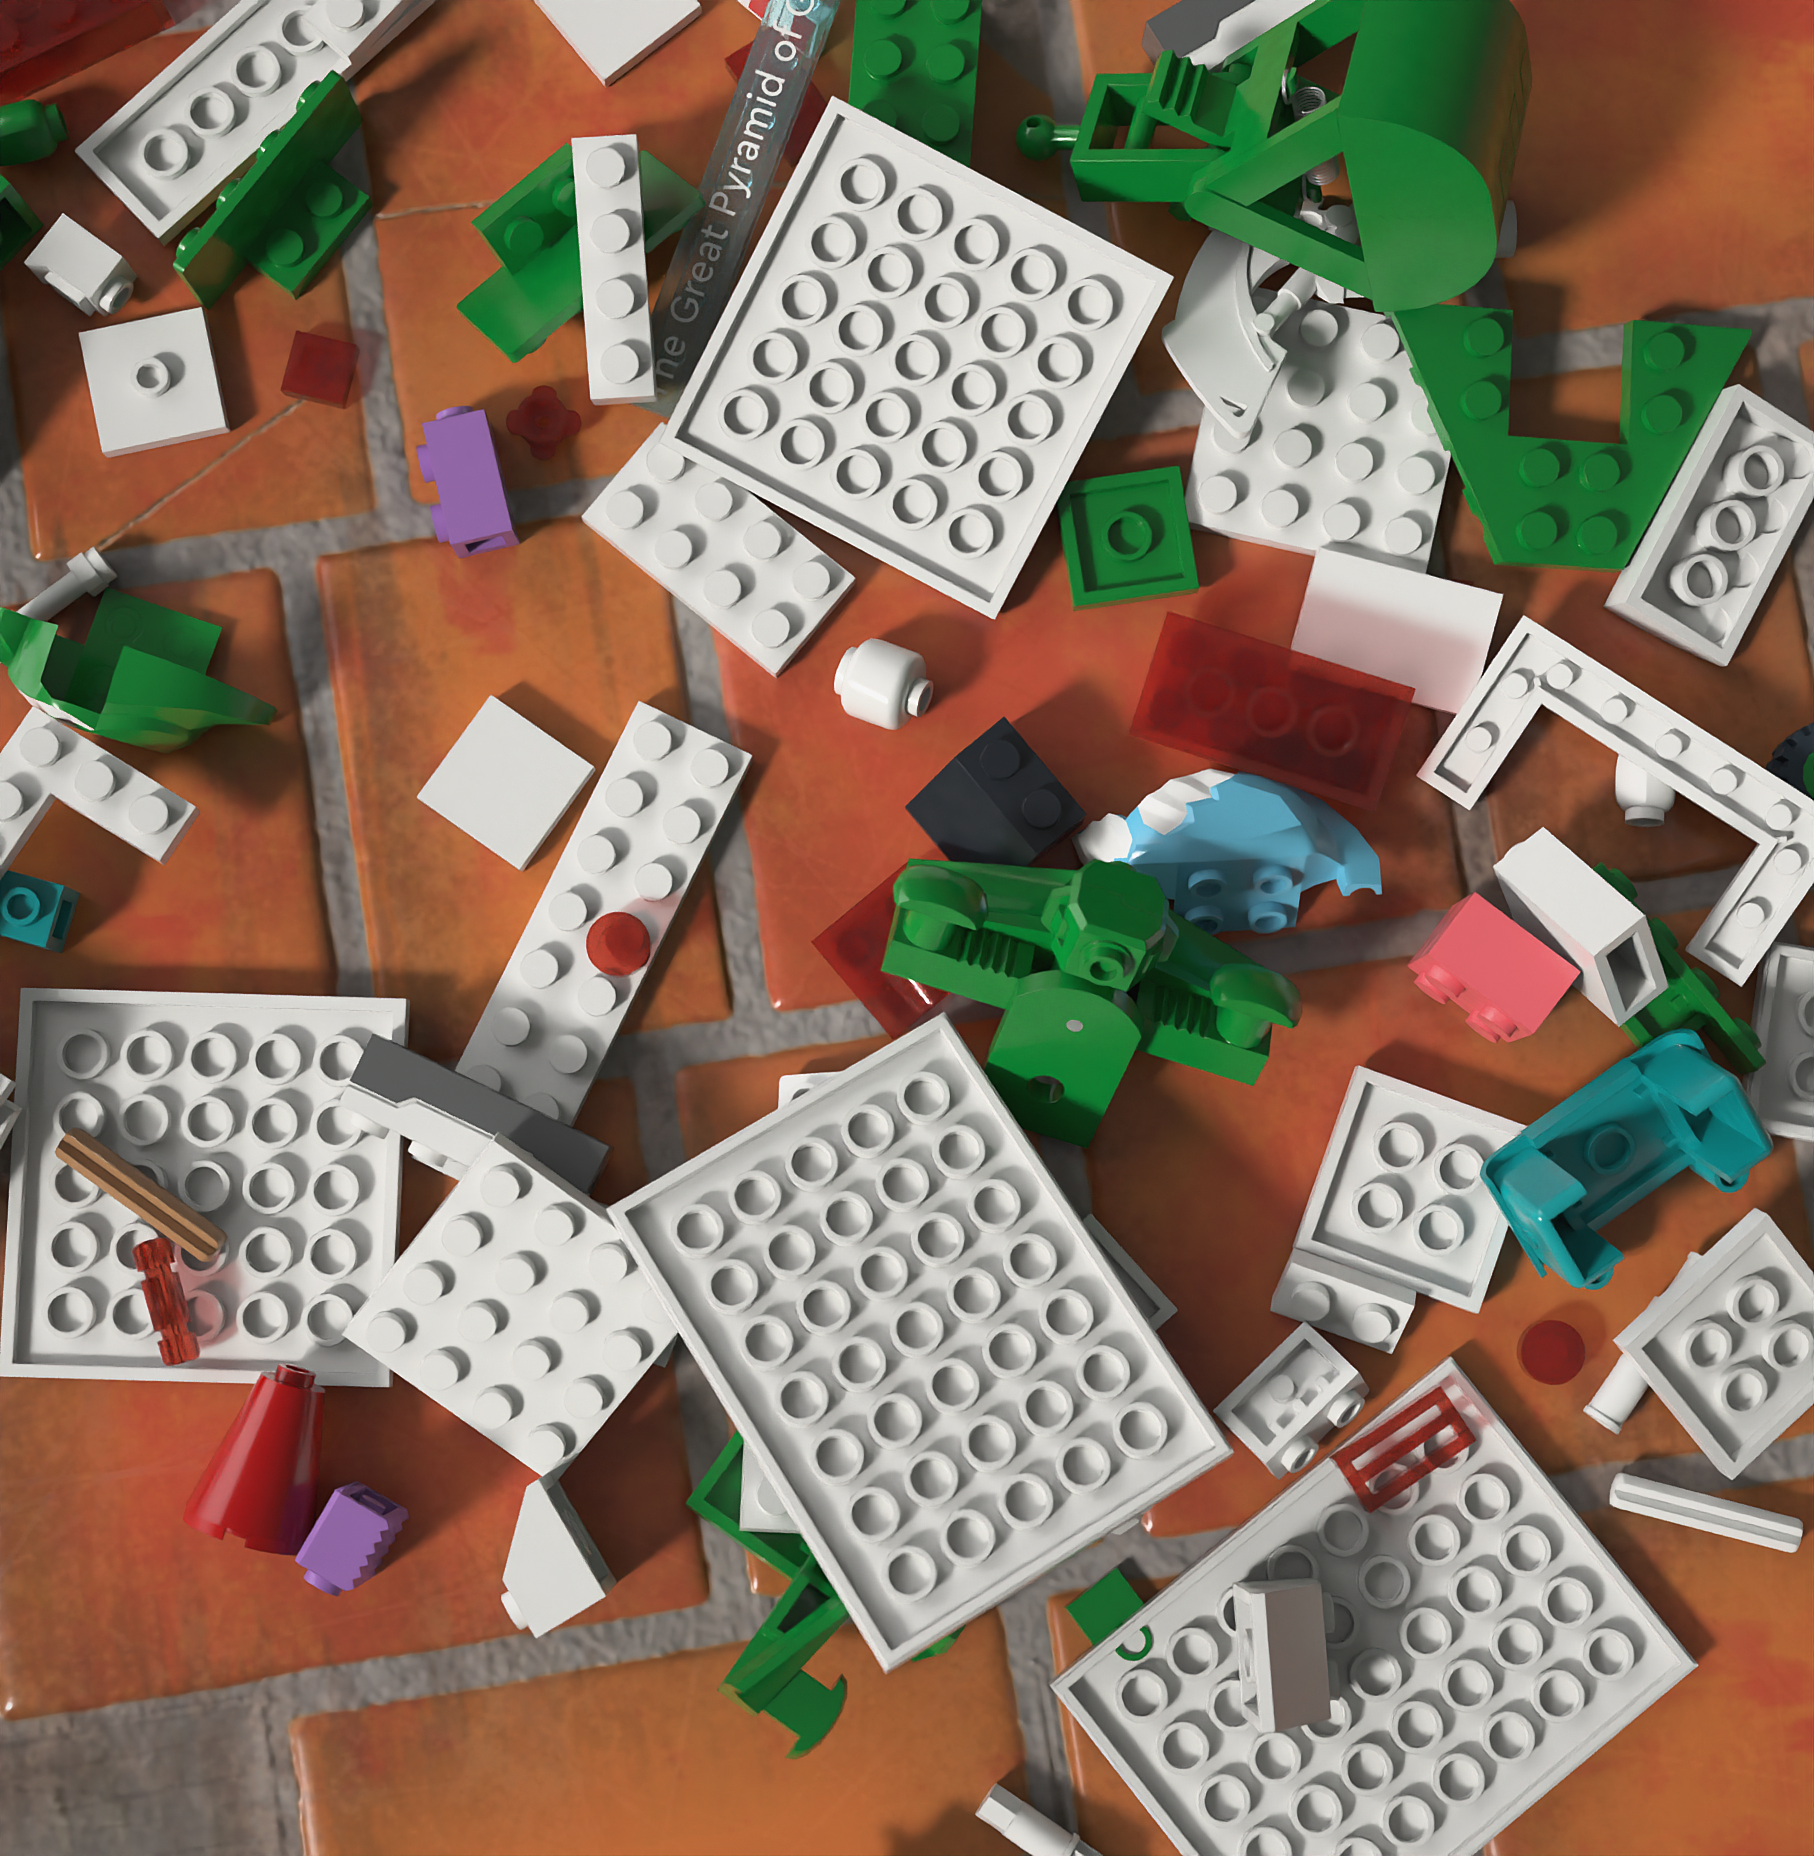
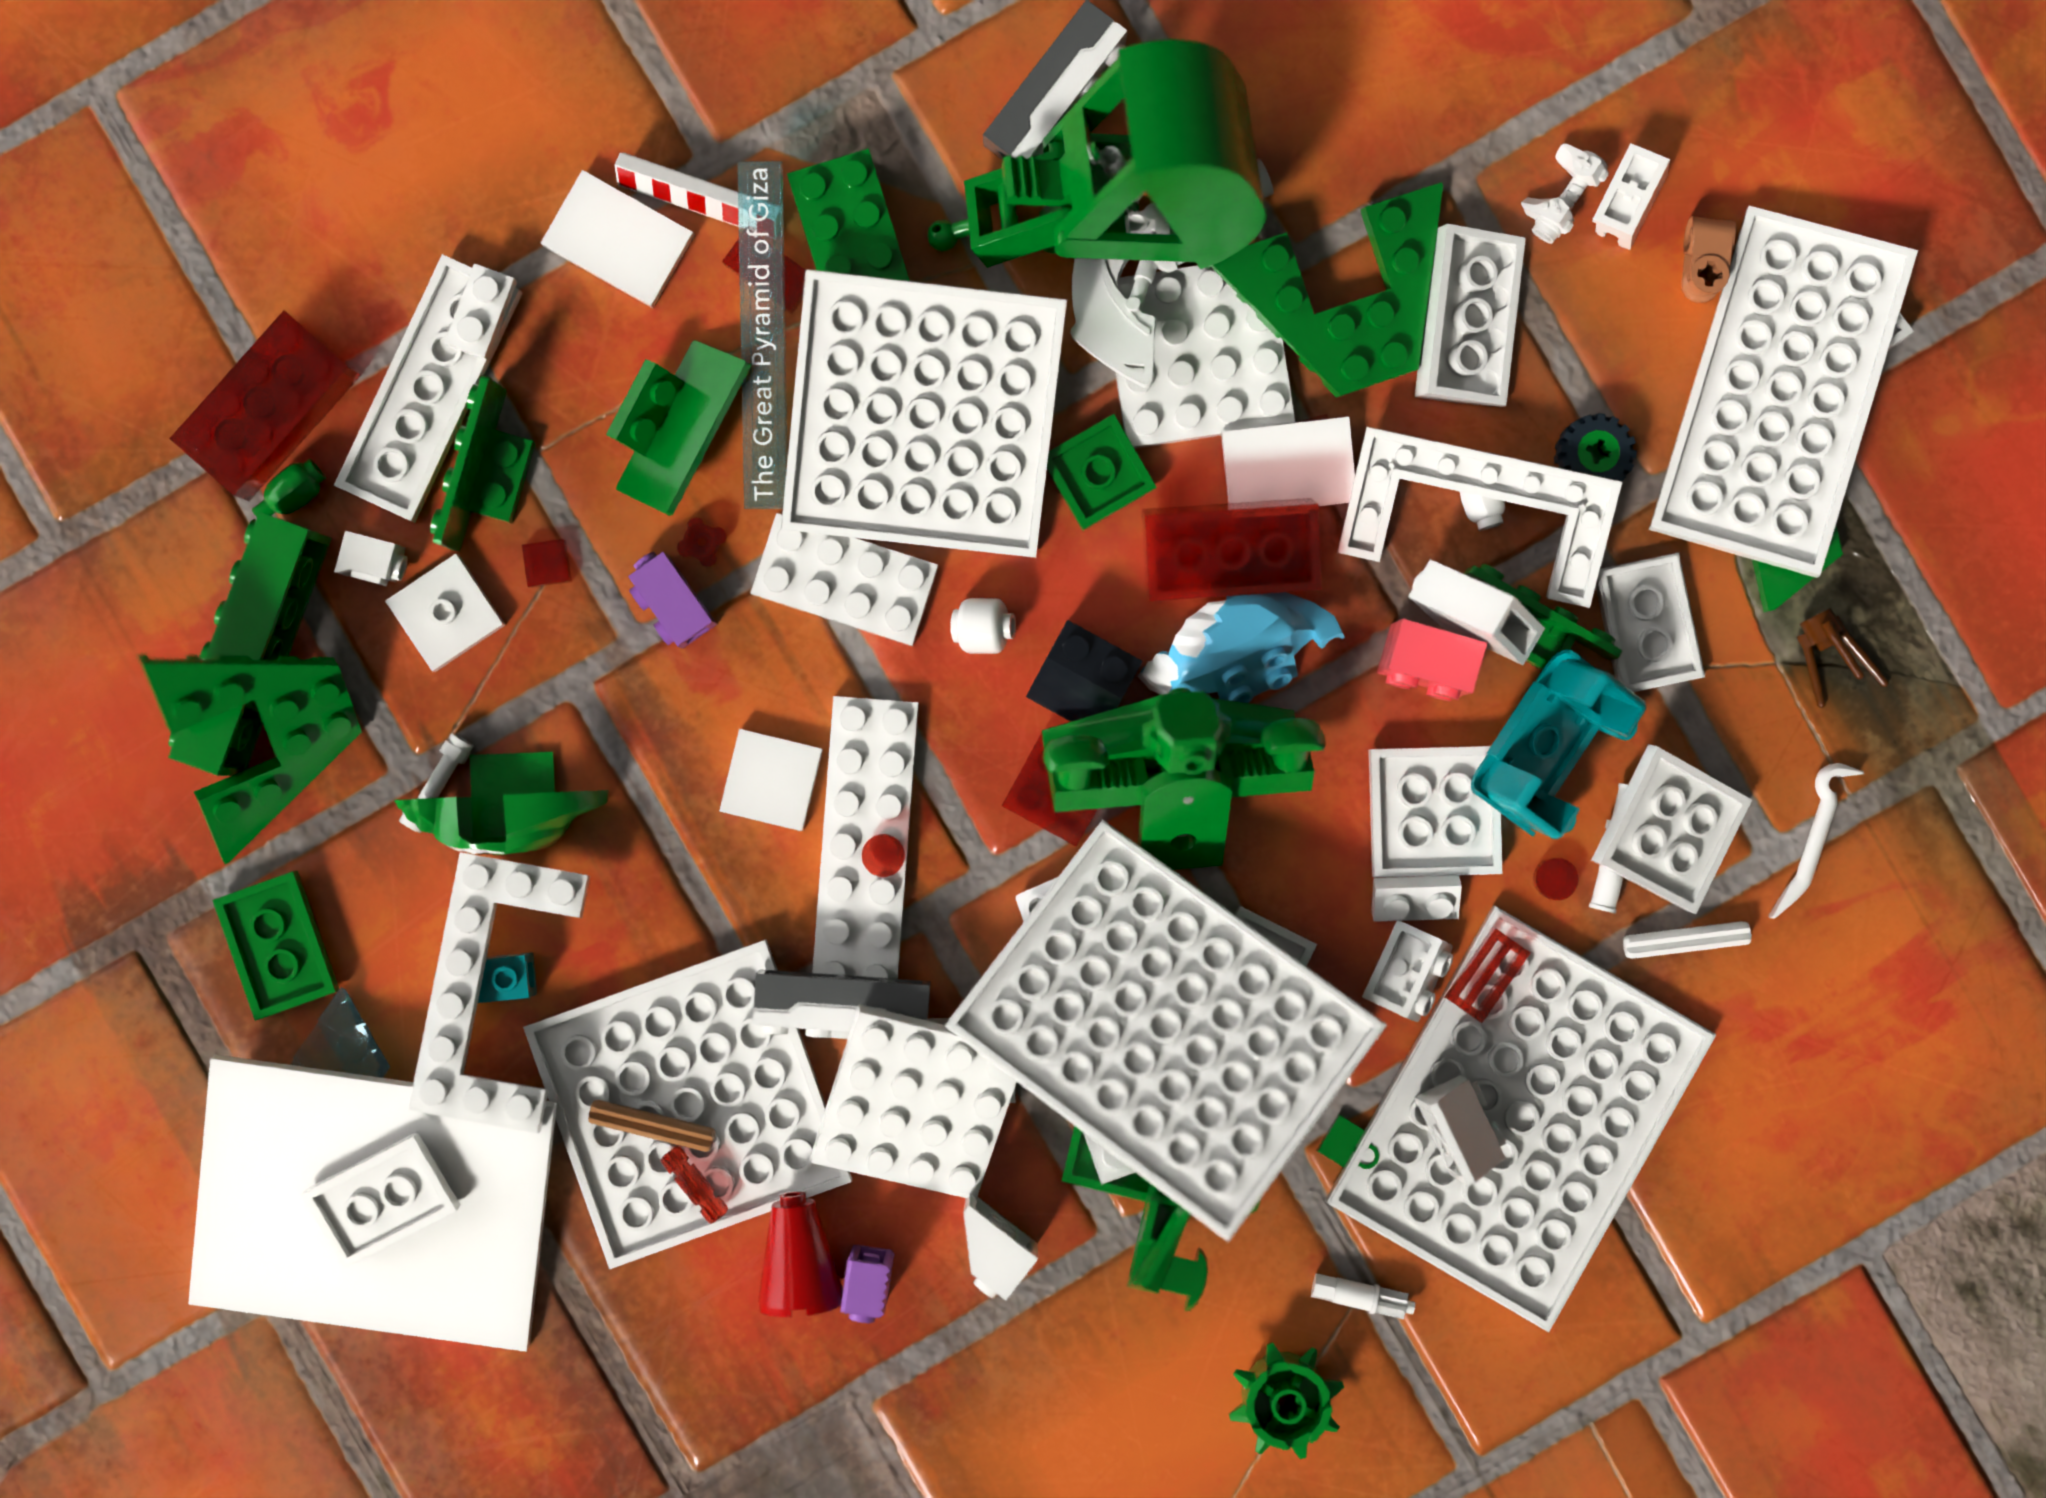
camera: 20 degrees left, 5 degrees up
(614, 269) = (711, 432): white arch -> none

